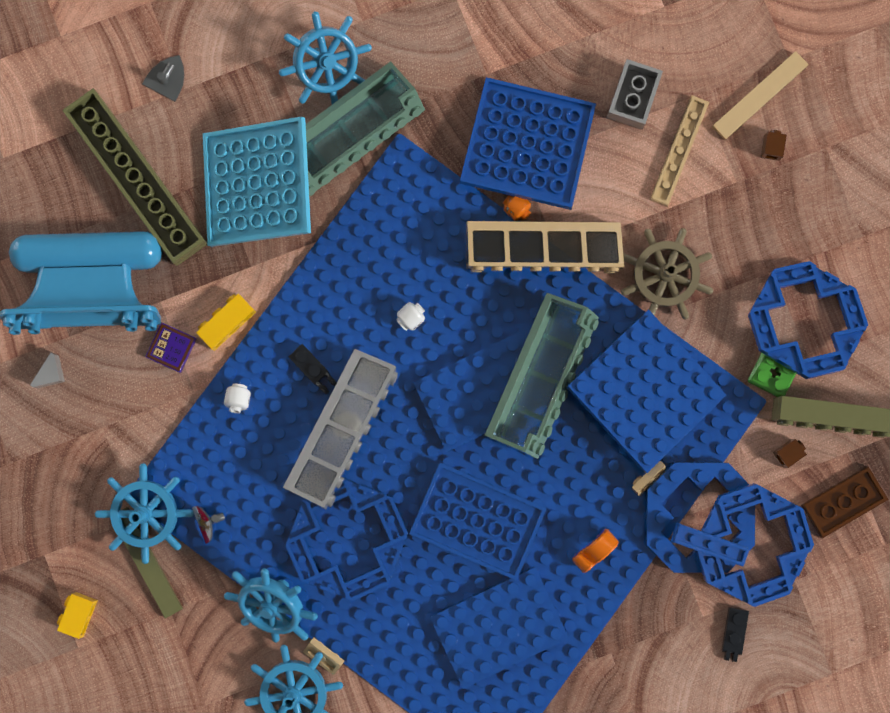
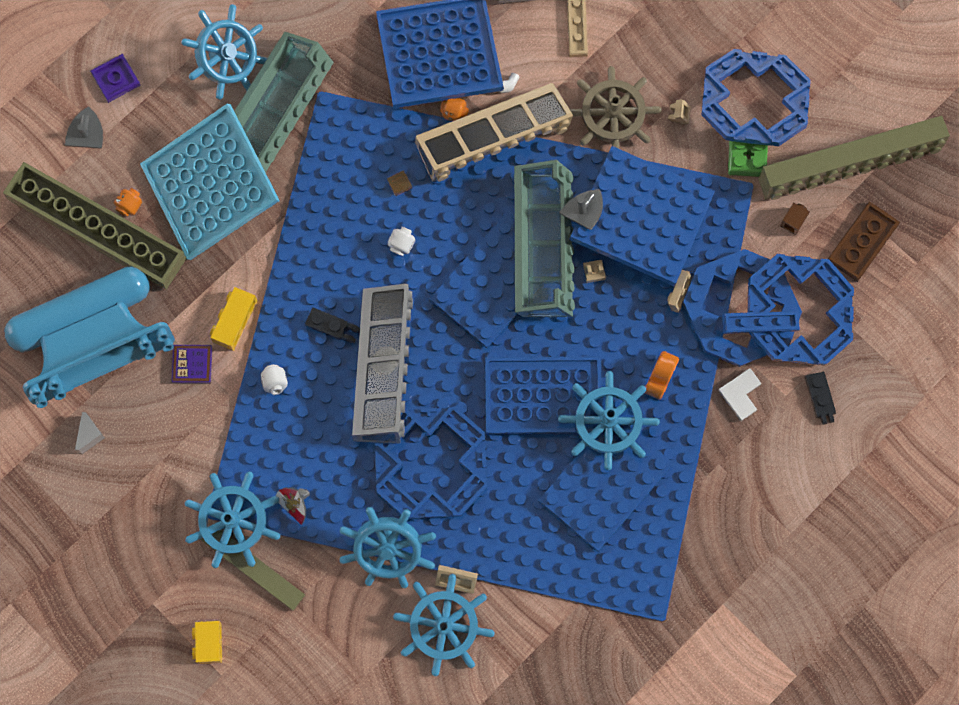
camera: 25 degrees left, 10 degrees down
(175, 167) = (128, 202): none -> orange head
(215, 38) = (115, 78): none -> dark purple tile
(434, 257) = (399, 183): none -> clear orange tile
(525, 575) = (608, 420): none -> dark azure piece
(578, 422) = (594, 271): none -> tan tile
(580, 204) = (510, 83): none -> white arm
(594, 364) = (584, 208): none -> dark grey shield
(657, 594) = (736, 394): none -> white tile
(731, 301) = (682, 112): none -> tan tile

